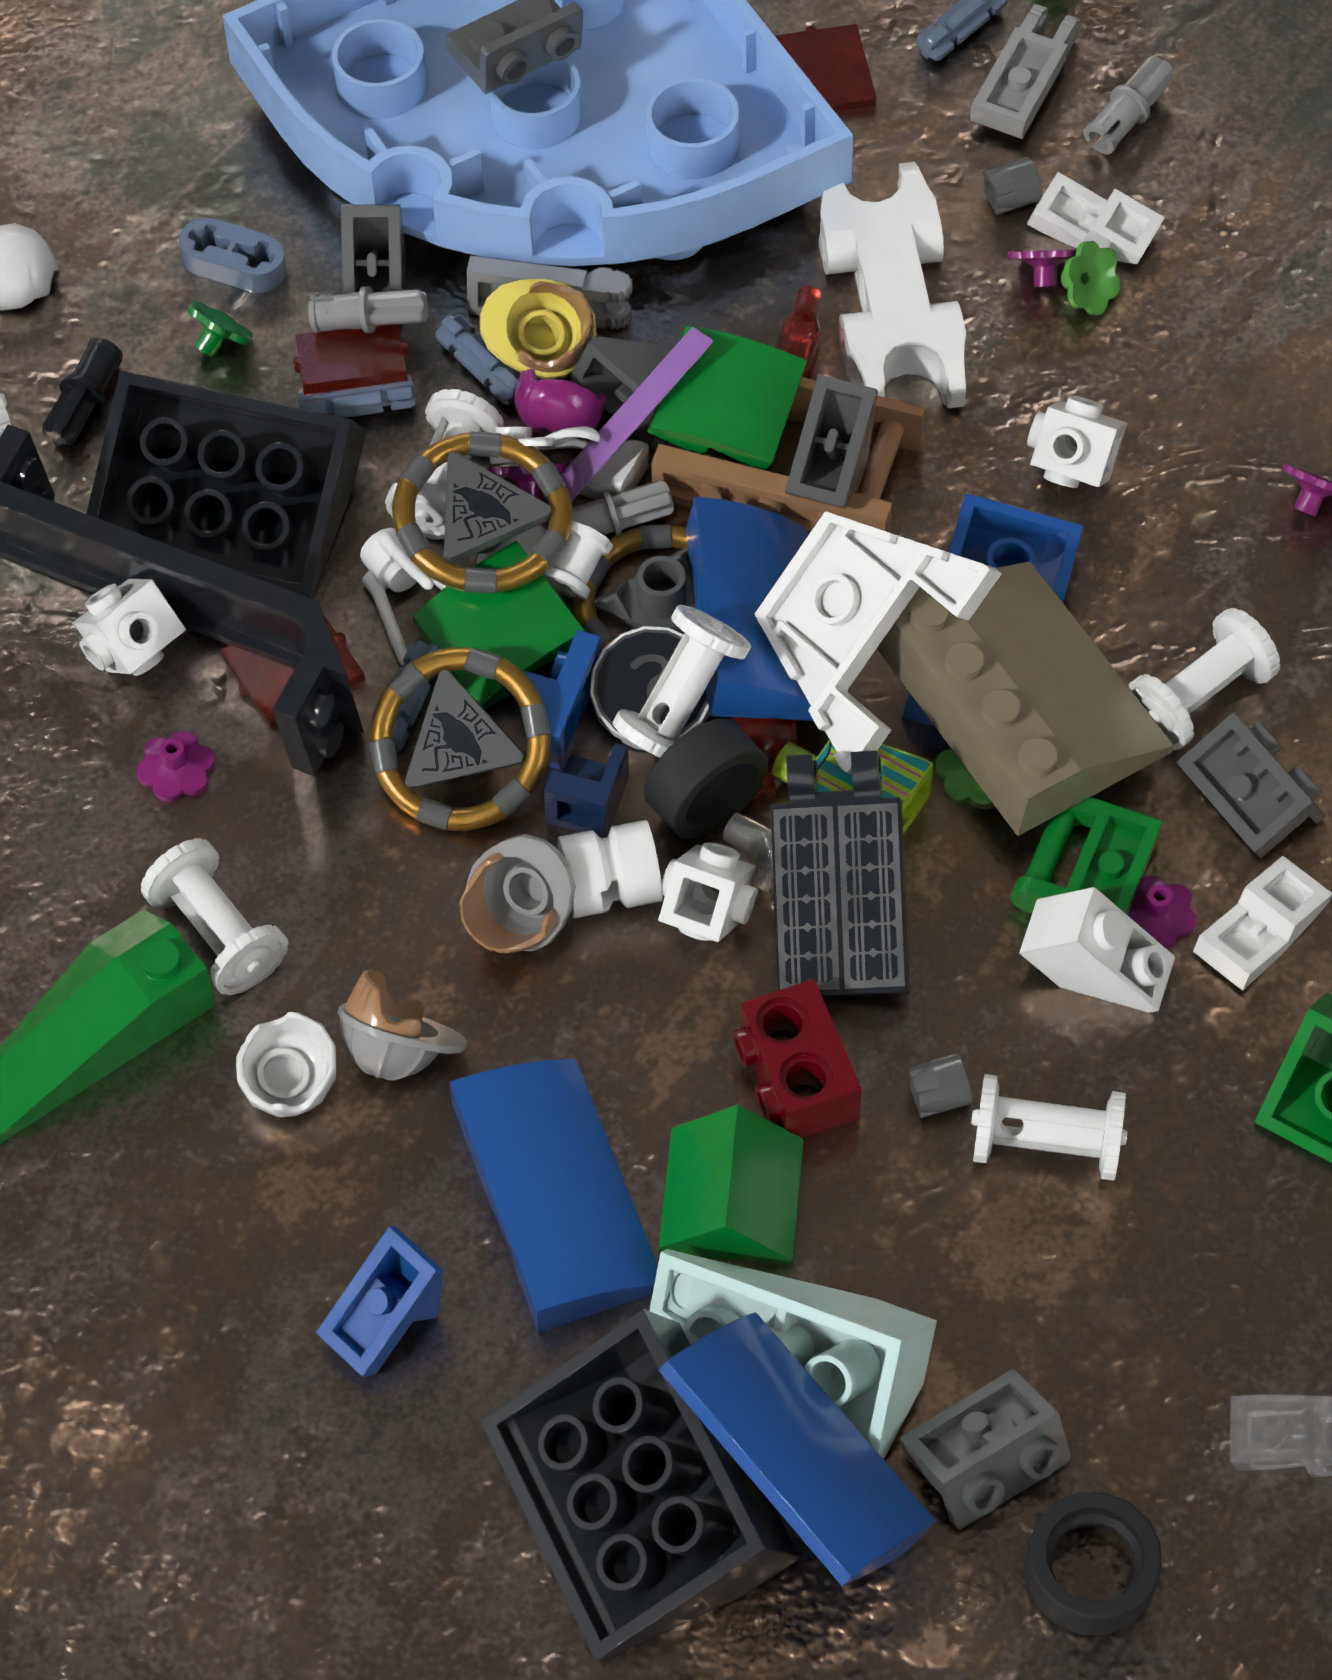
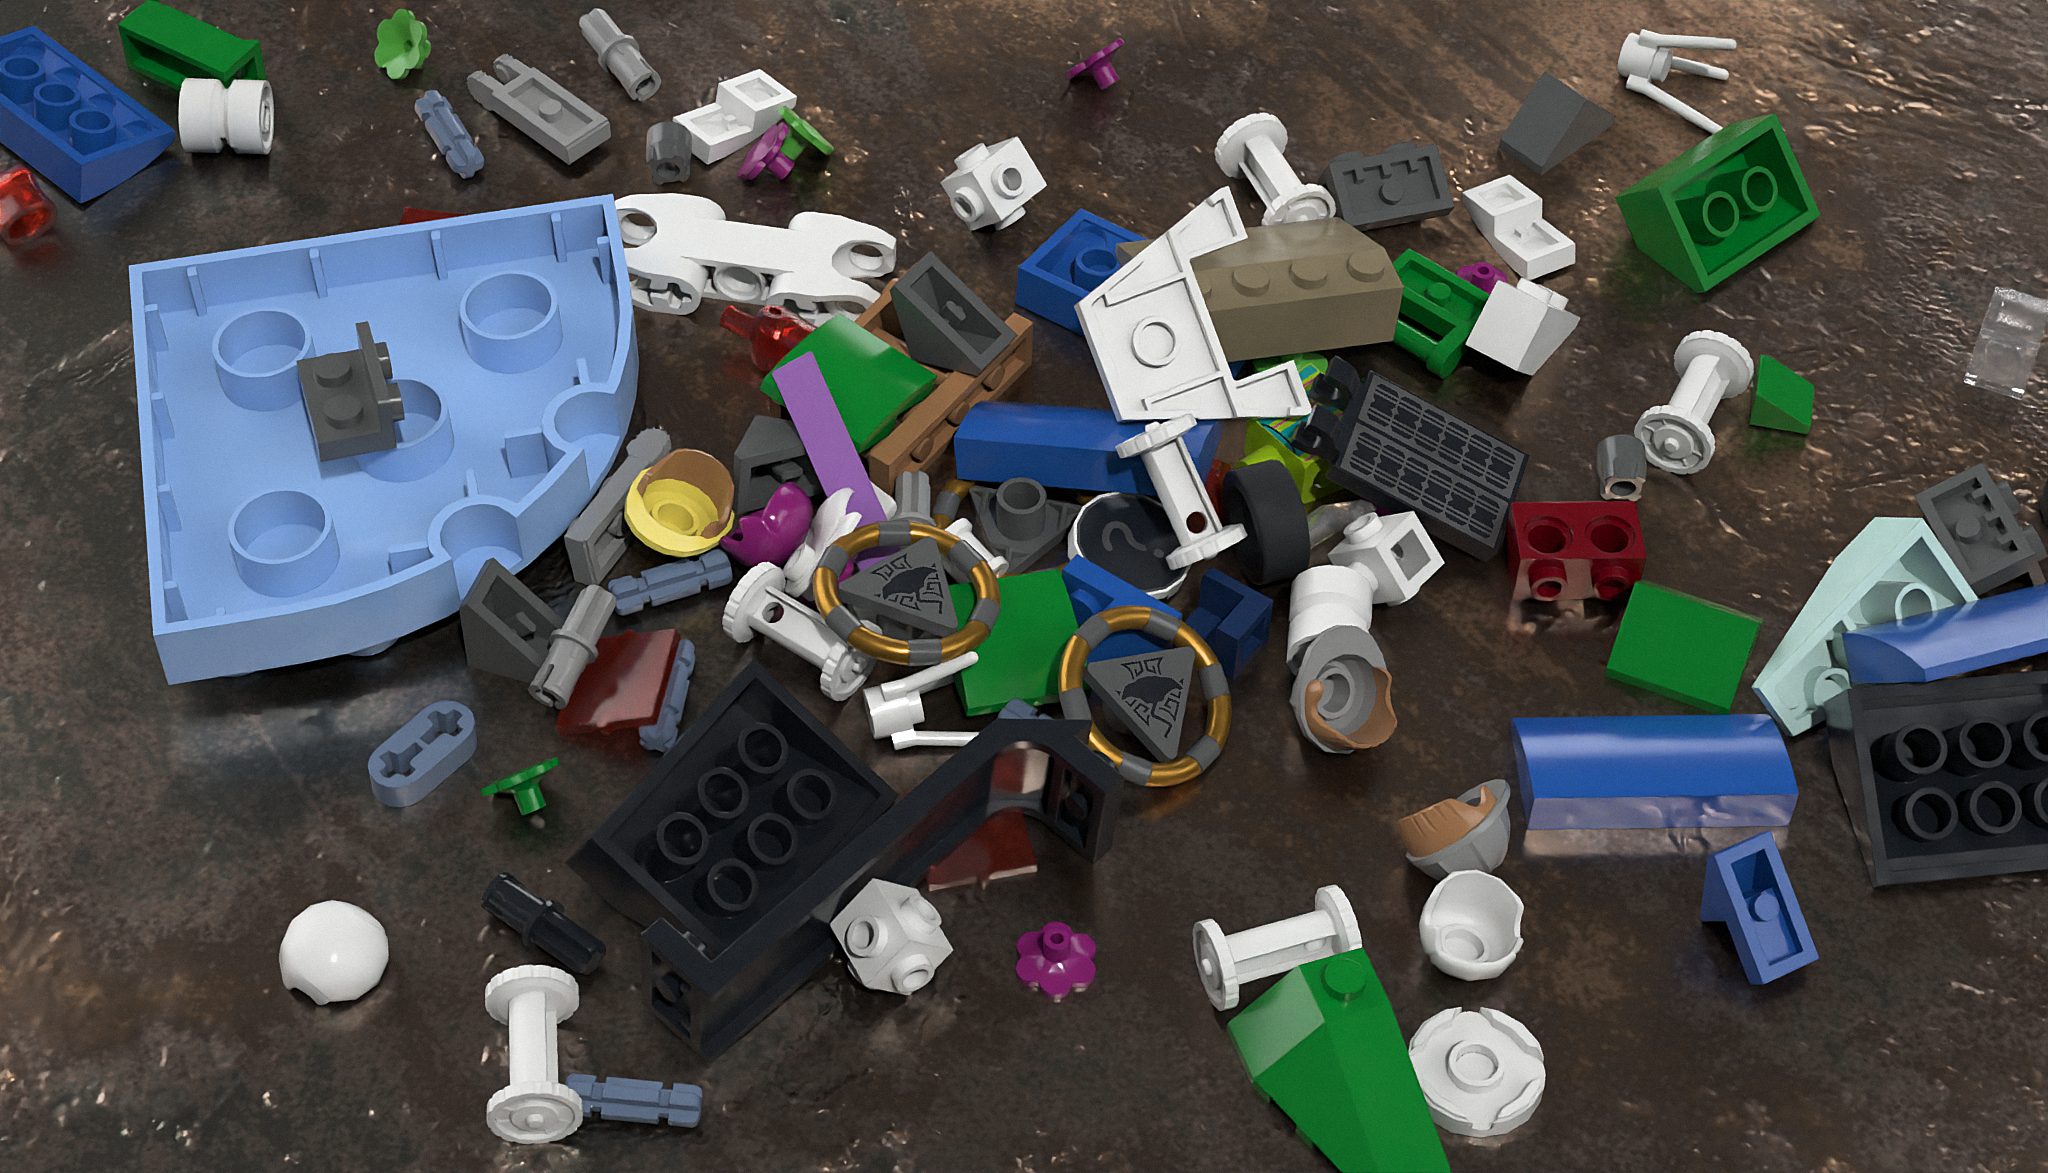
camera: 75 degrees left, 10 degrees down
(151, 1116) = (1478, 1071): none -> white tile
(1114, 1218) = (1780, 398): none -> green slope

